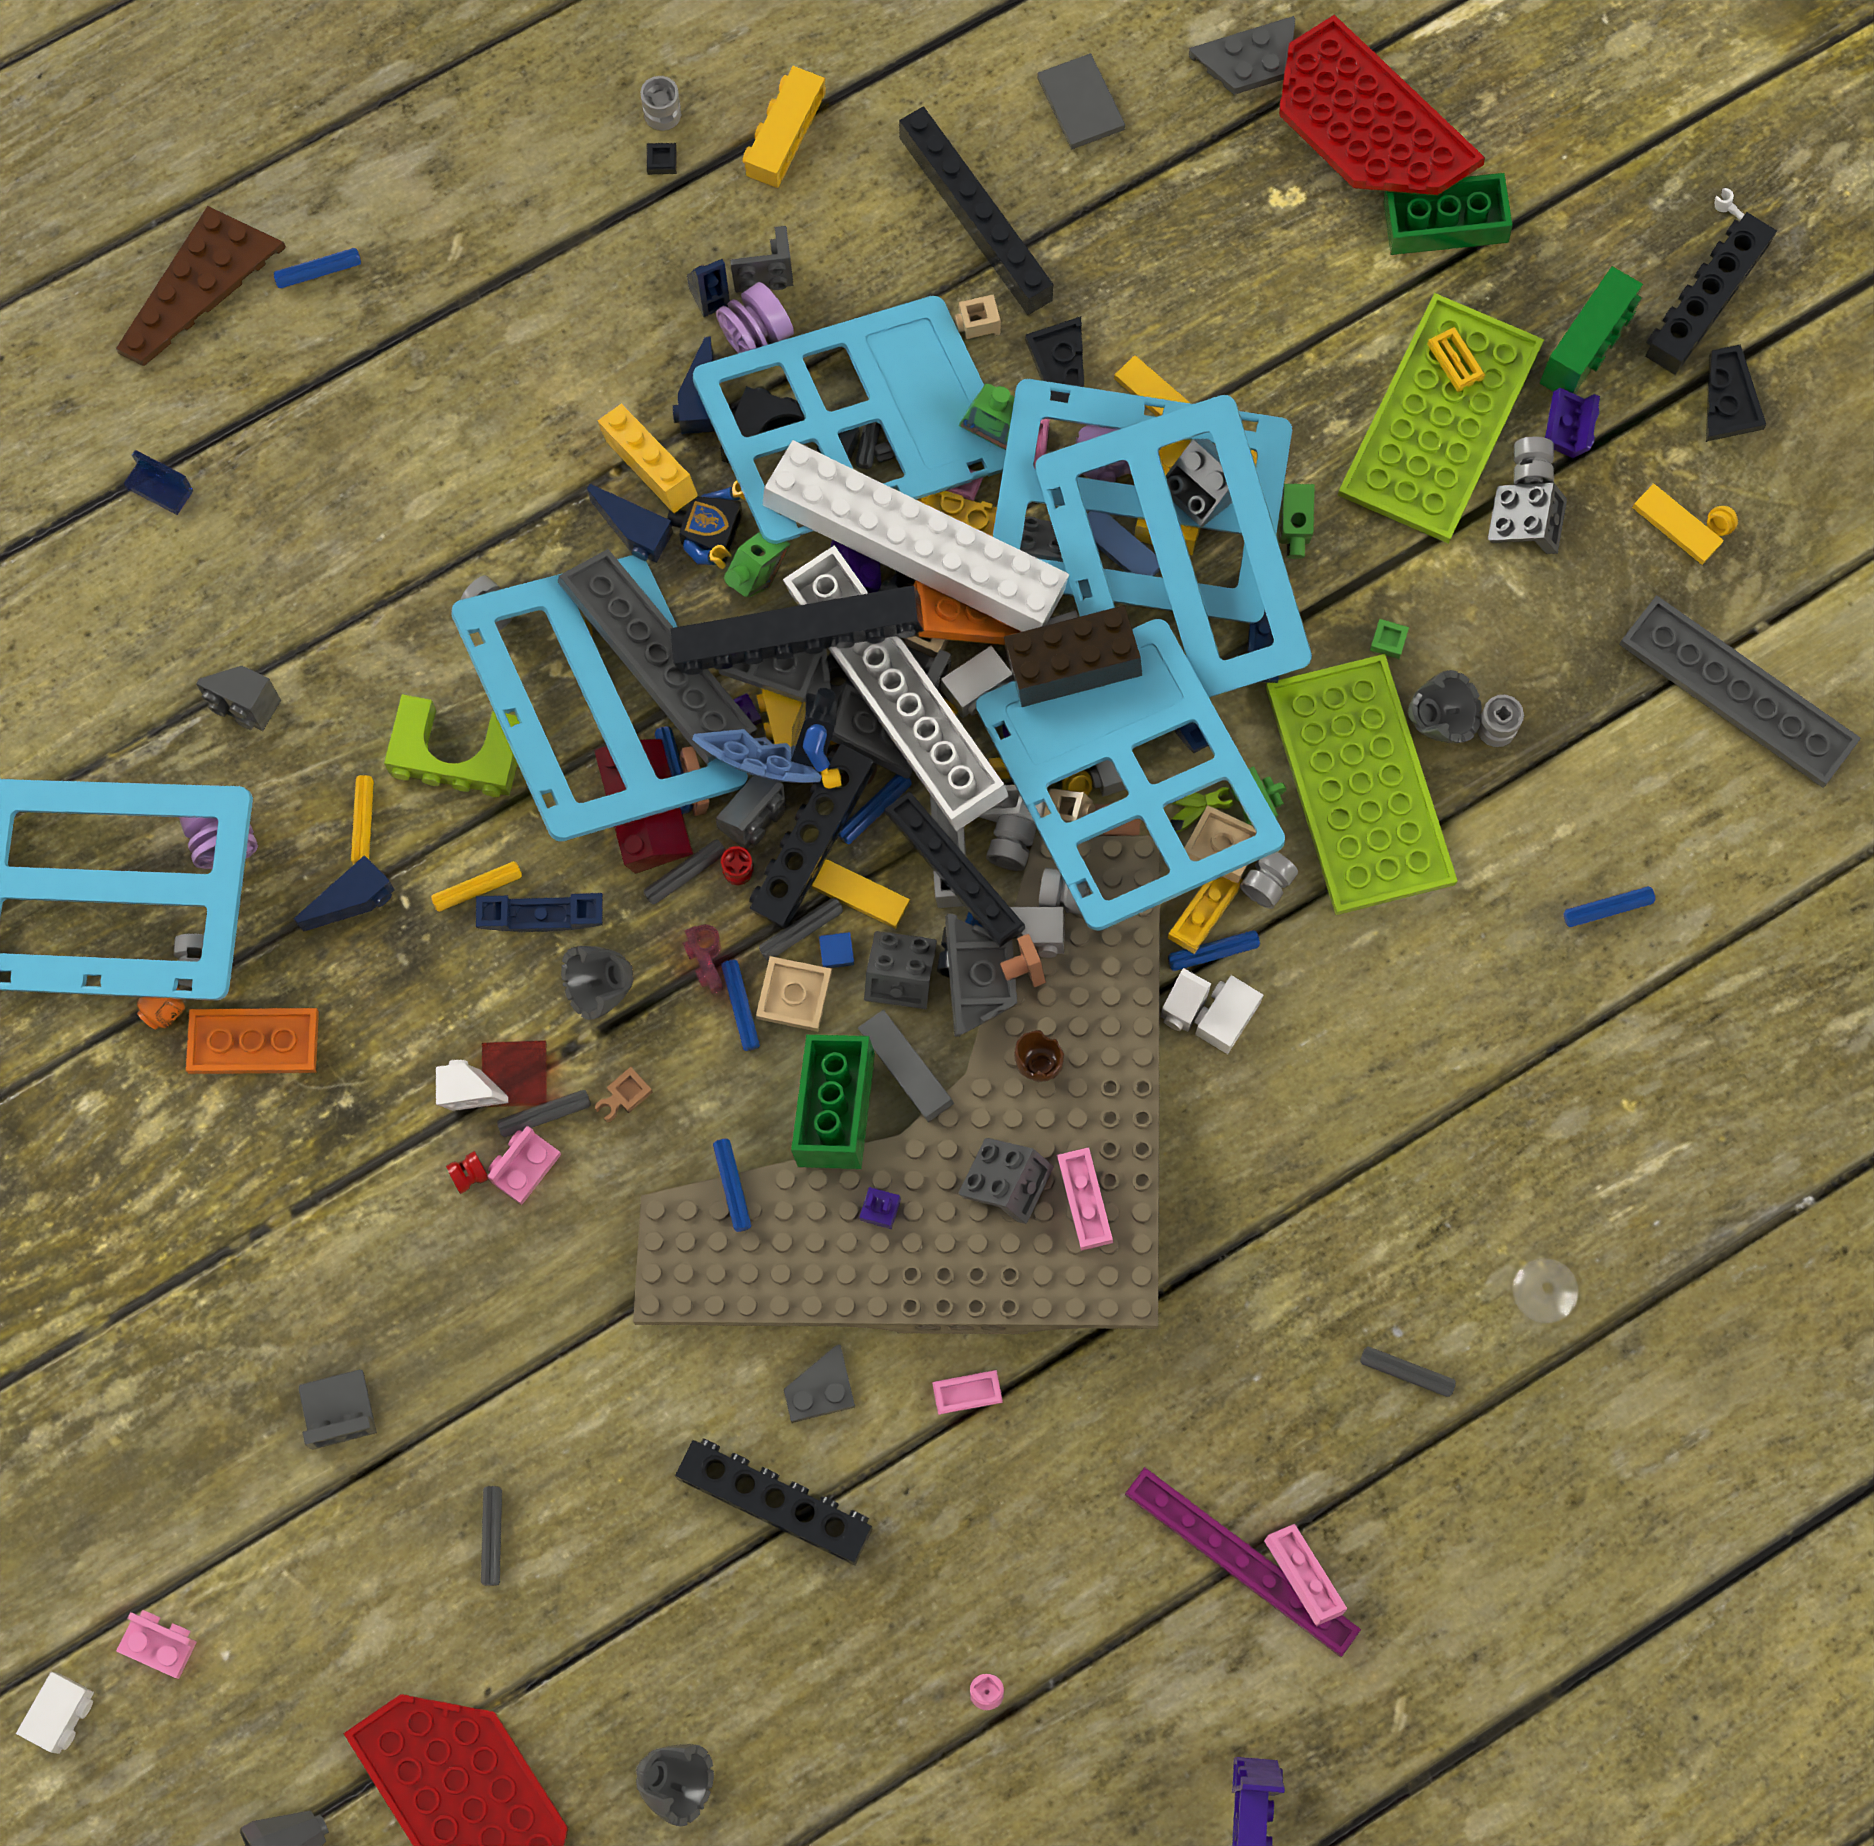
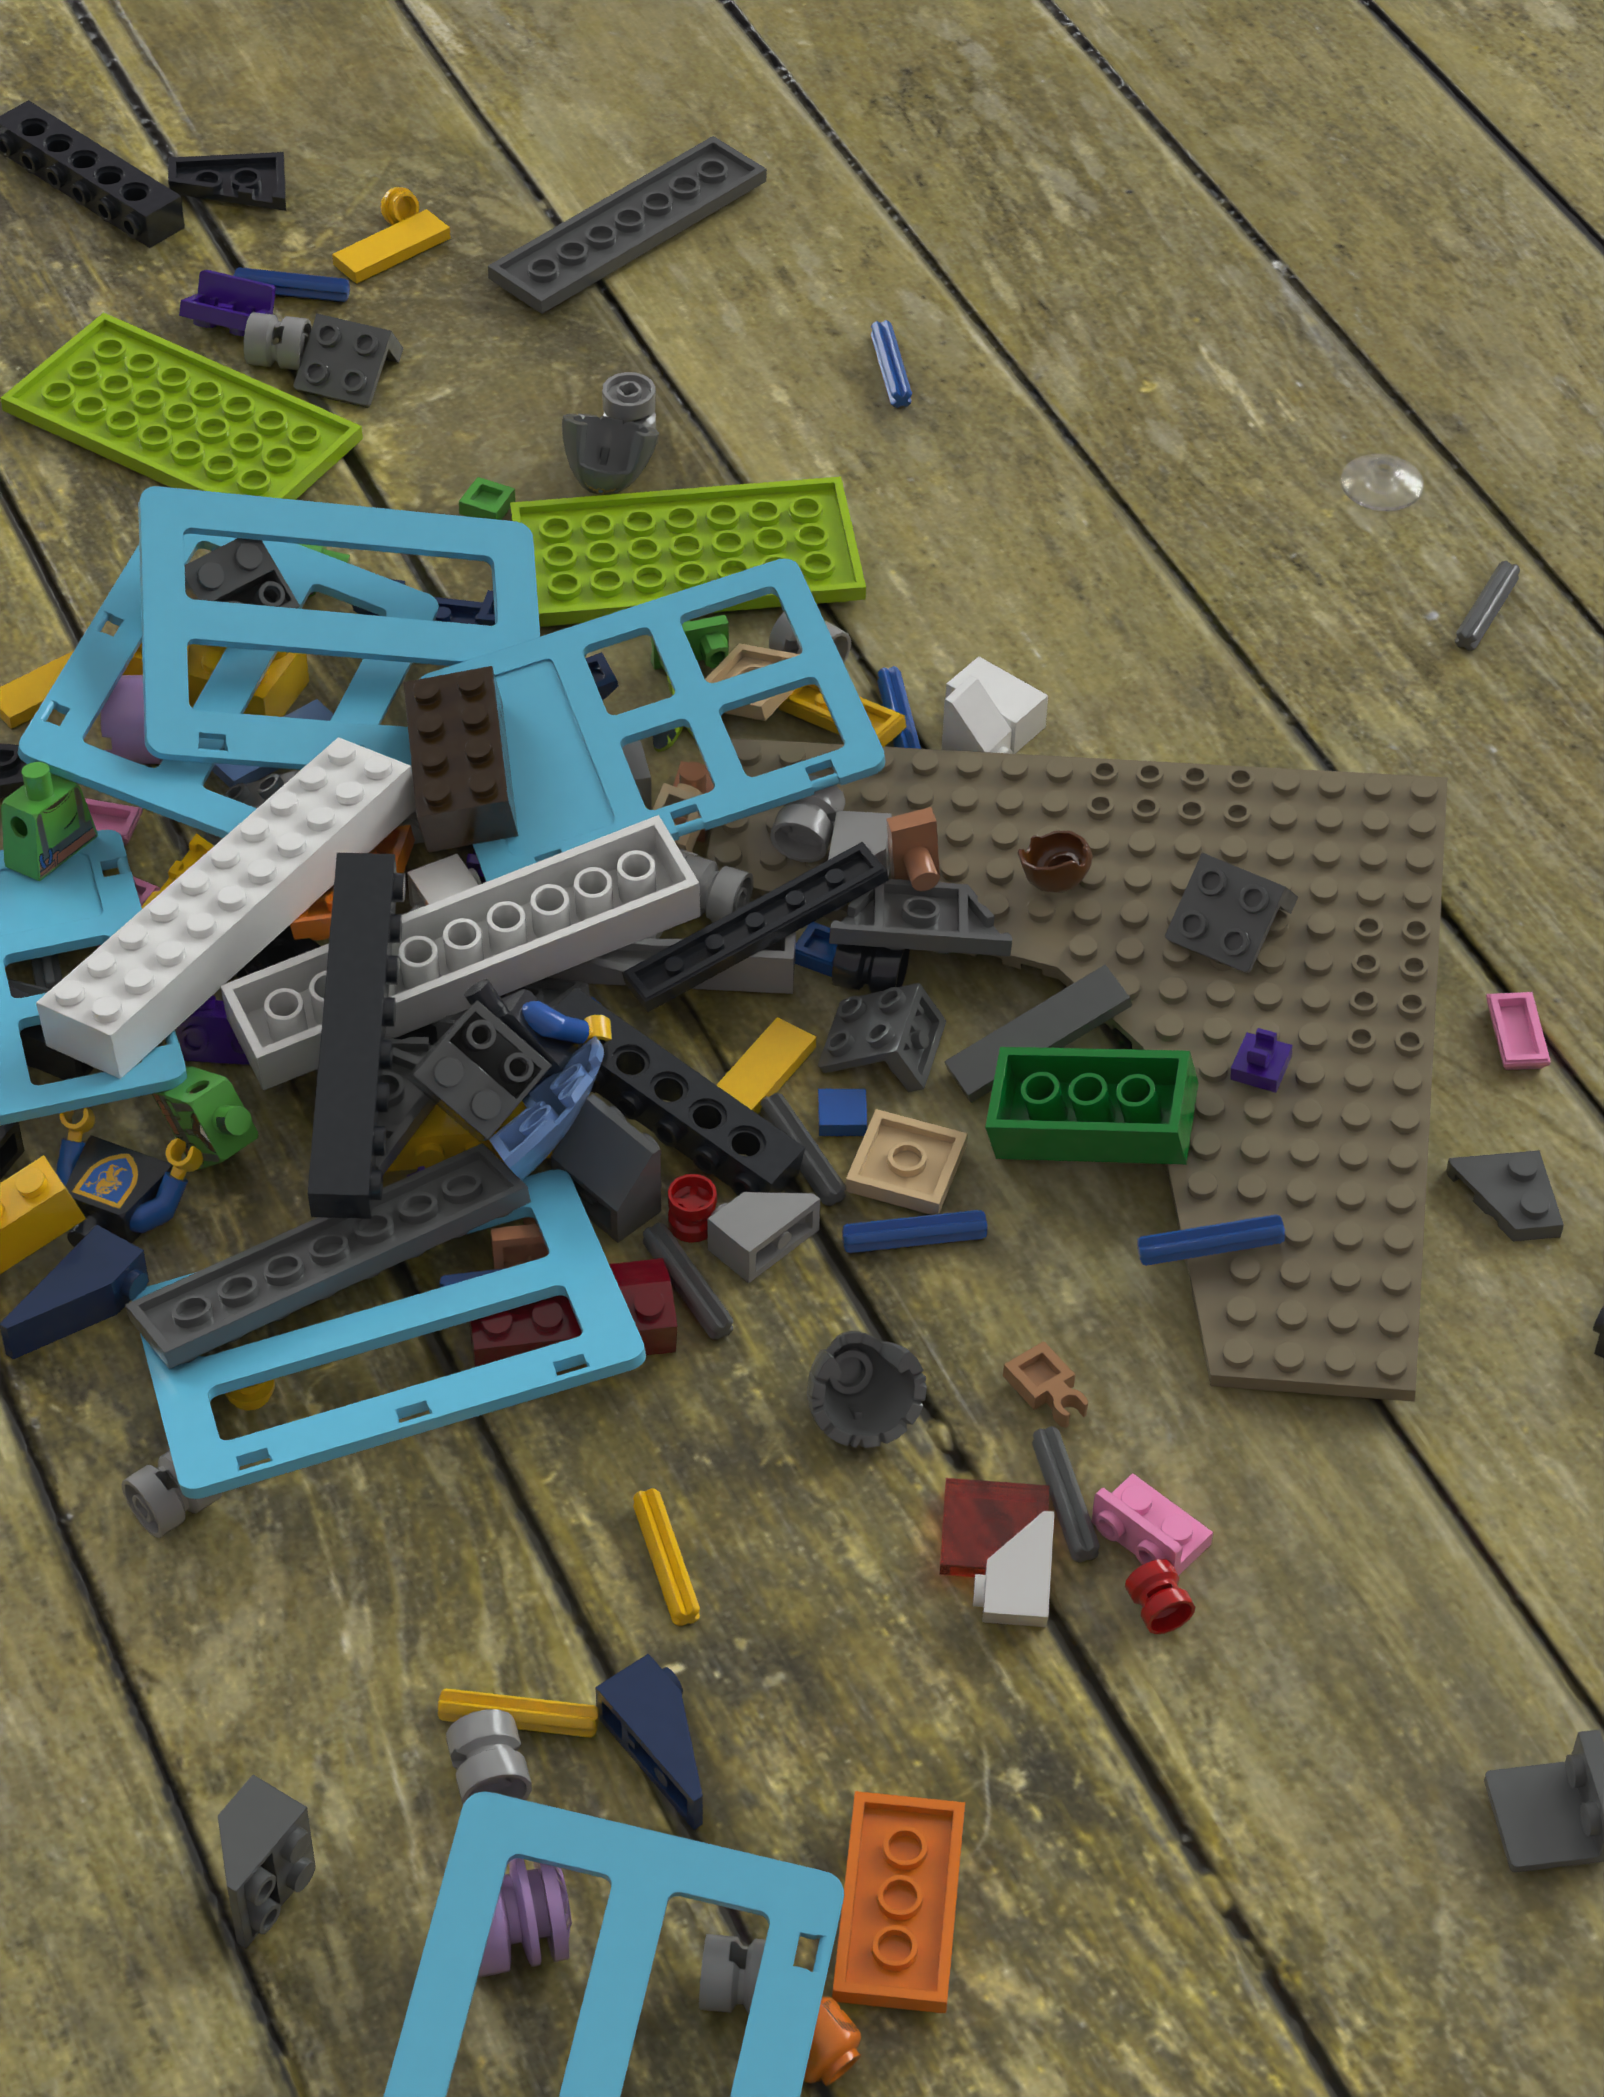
camera: 85 degrees left, 25 degrees down
(319, 807) = (487, 1755): none -> light grey wheel
(409, 755) = (419, 1622): lime arch -> none
(539, 914) = (729, 1461): dark blue slope -> none
(707, 972) = (824, 1263): clear pink plate -> none
(722, 907) = (761, 1229): none -> light grey slope
(777, 708) = (479, 1071): none -> dark grey slope
(1085, 1199) = (1269, 826): bright pink plate -> none
(1458, 383) = (107, 385): yellow tile -> none
(1593, 332) = (114, 262): green brick -> none
(1614, 462) = (300, 284): none -> blue axle

